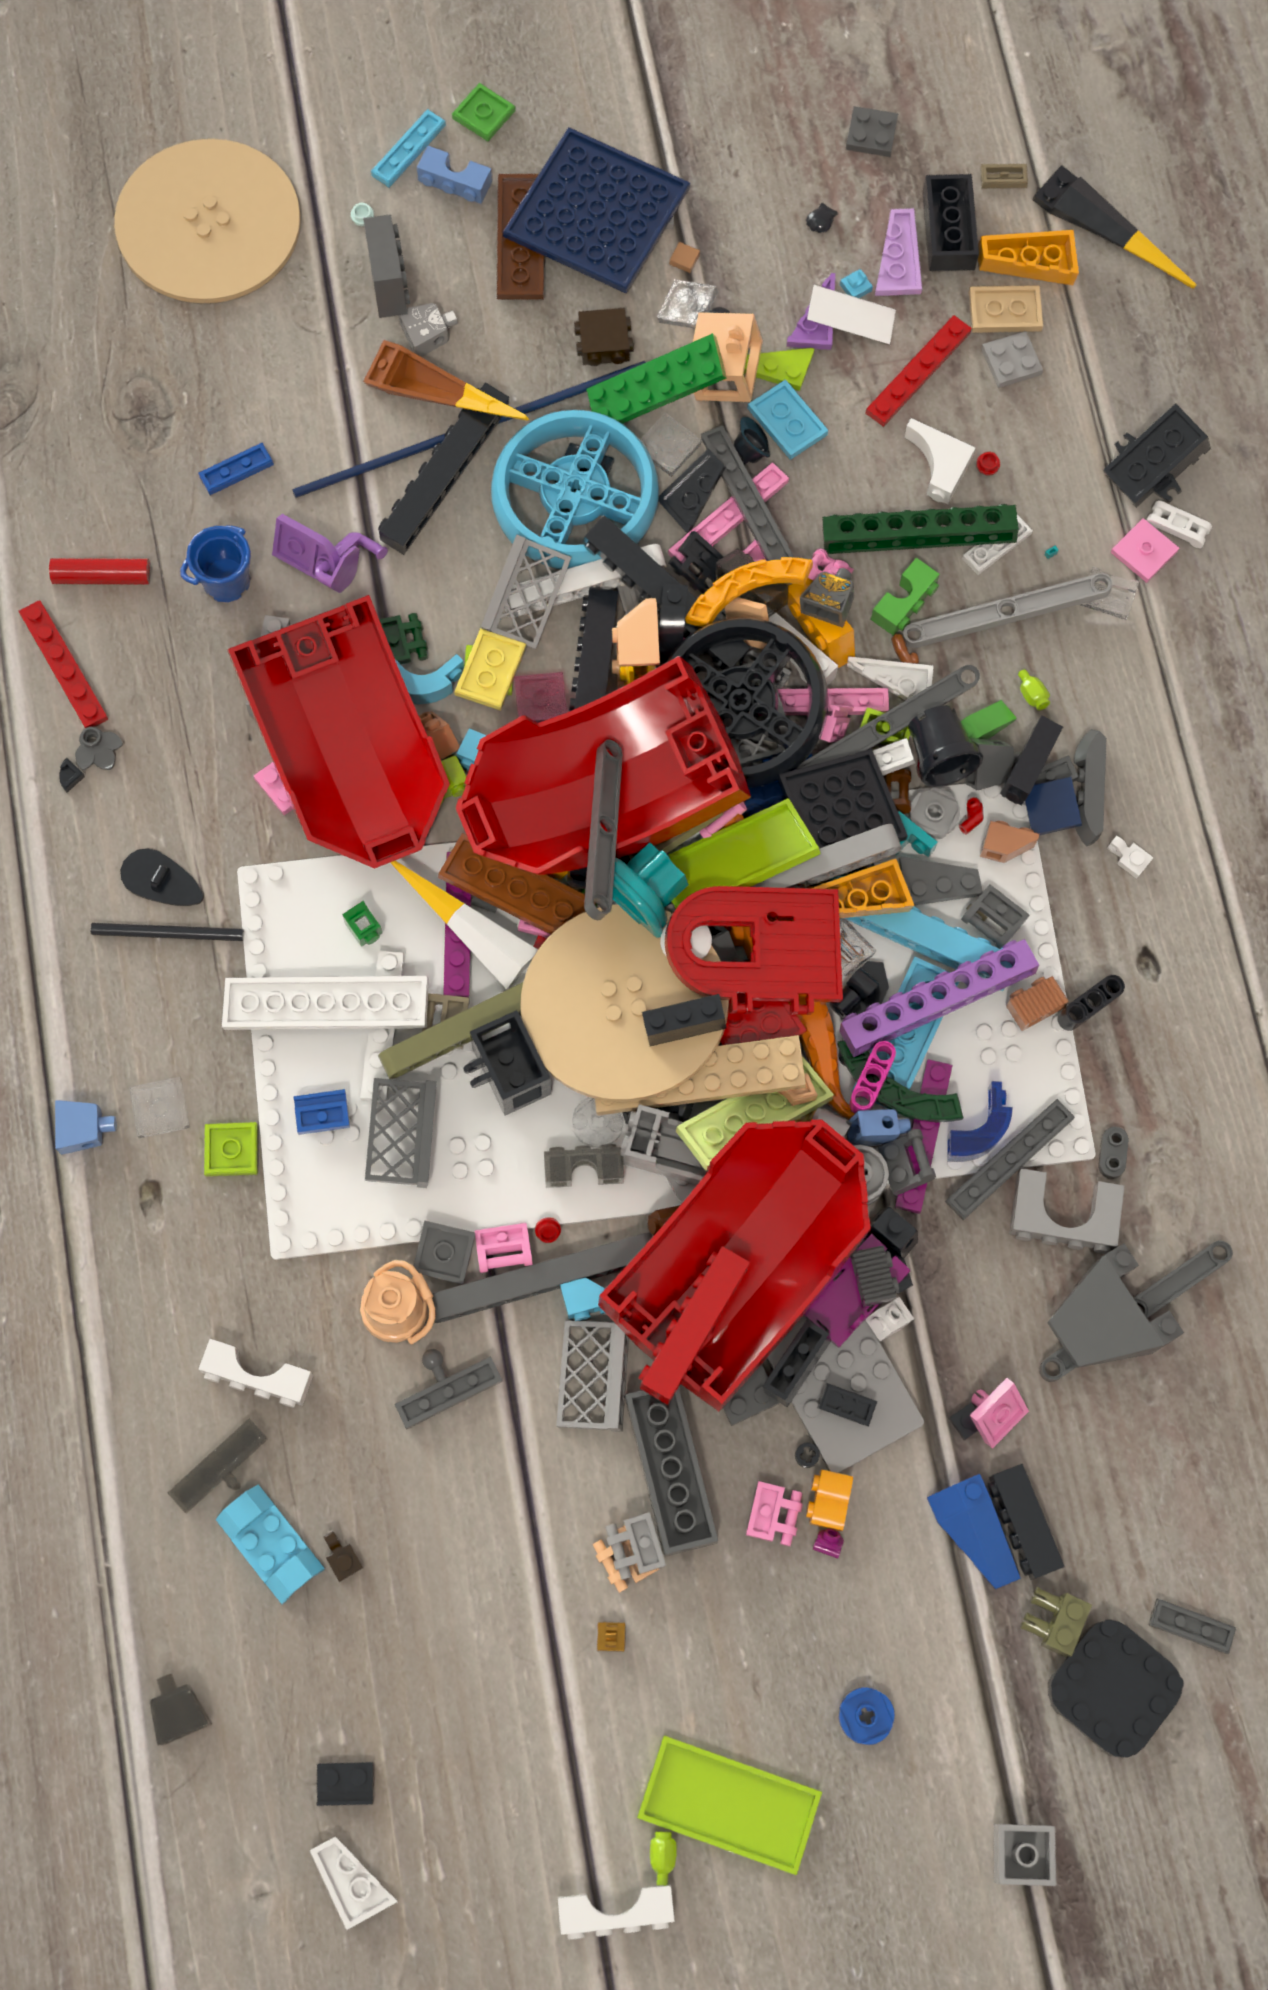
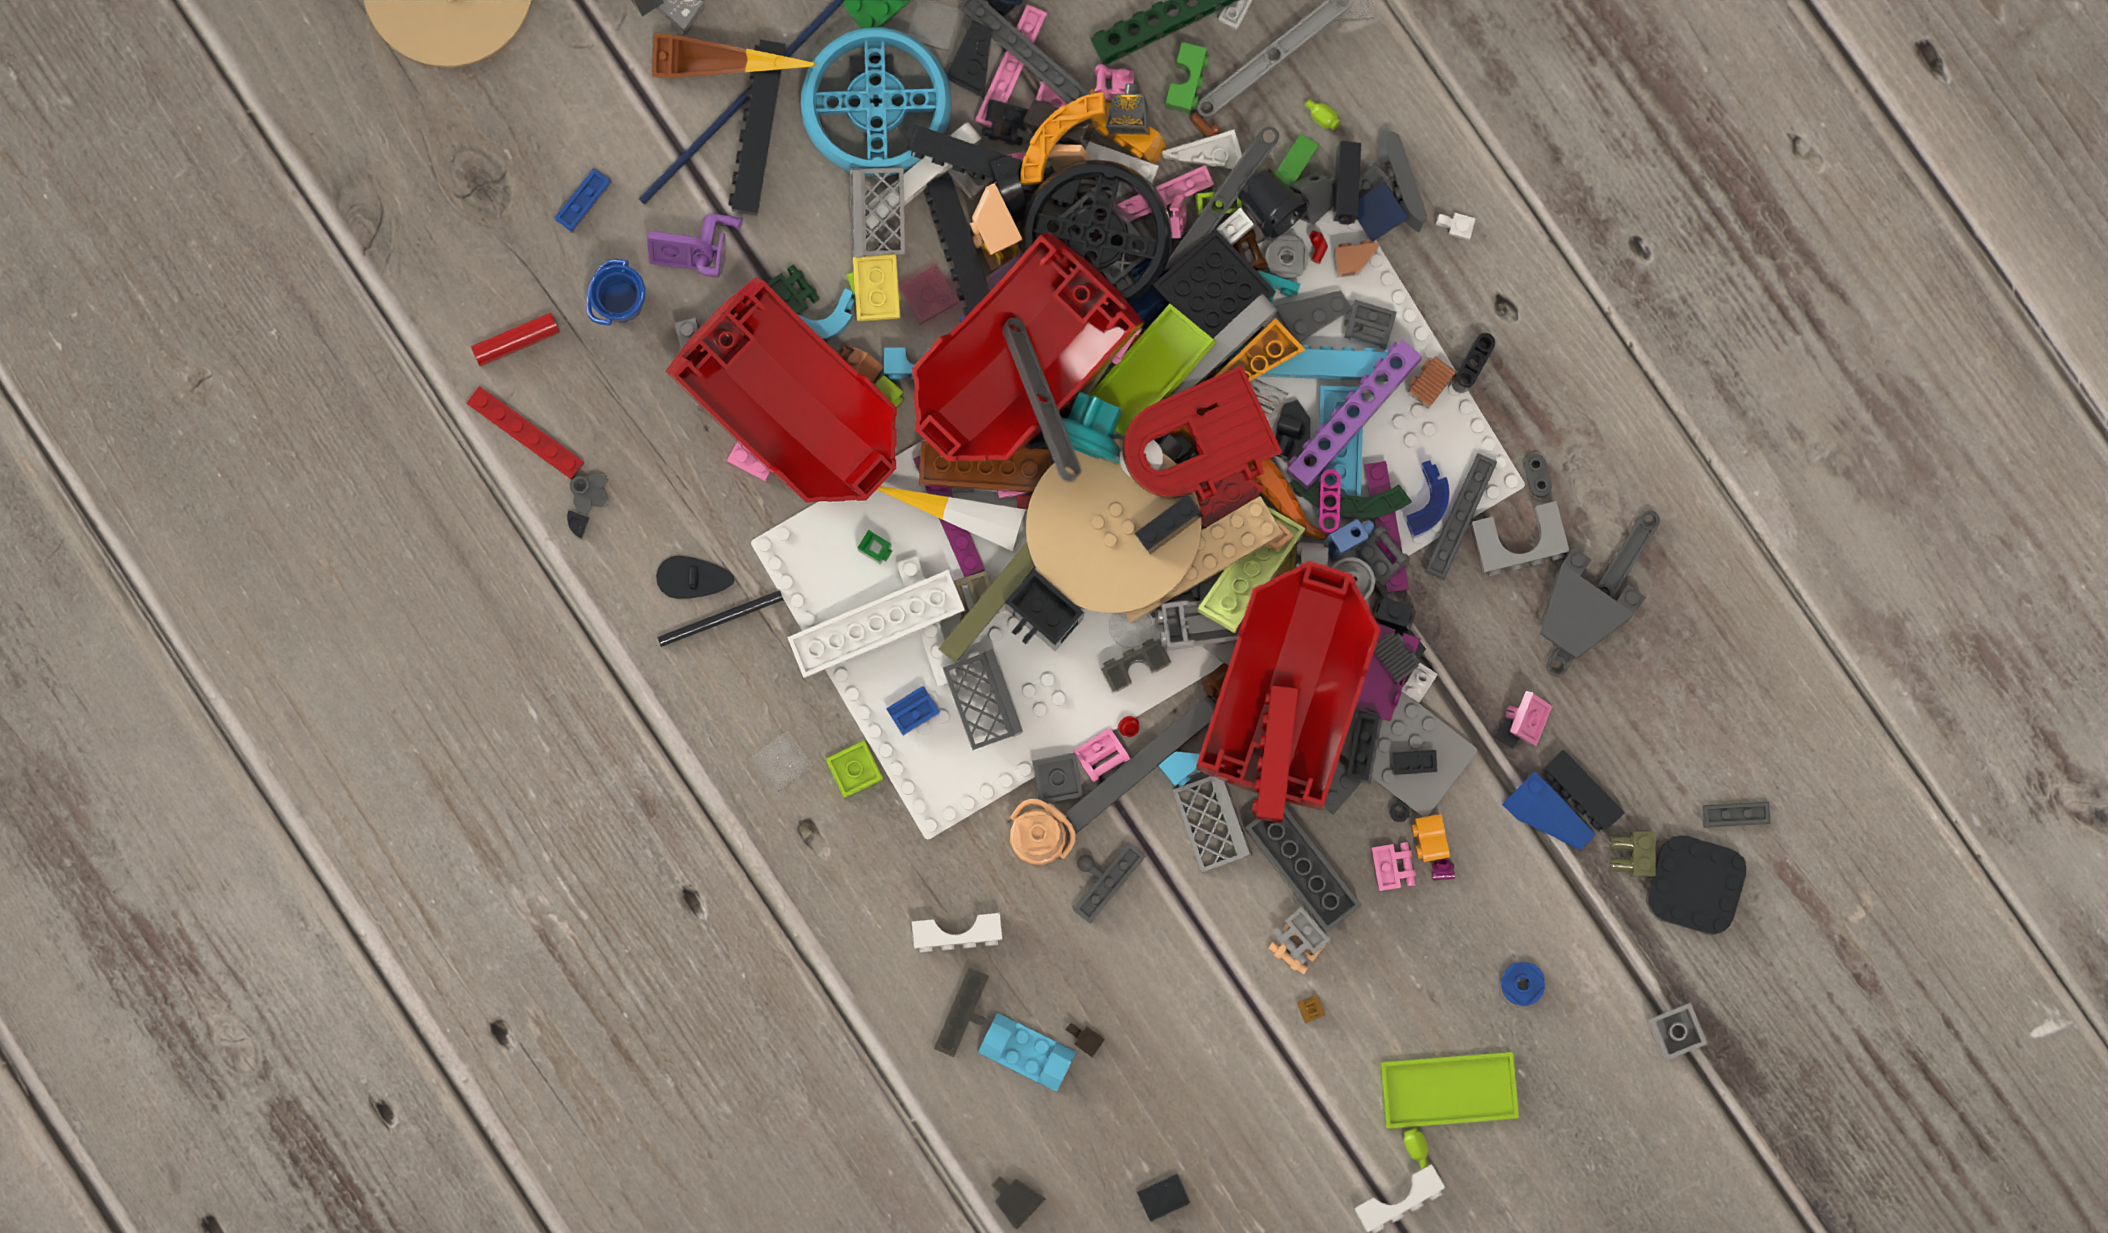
camera: 20 degrees left, 10 degrees up
(80, 1126) = (730, 802): medium blue torso -> none

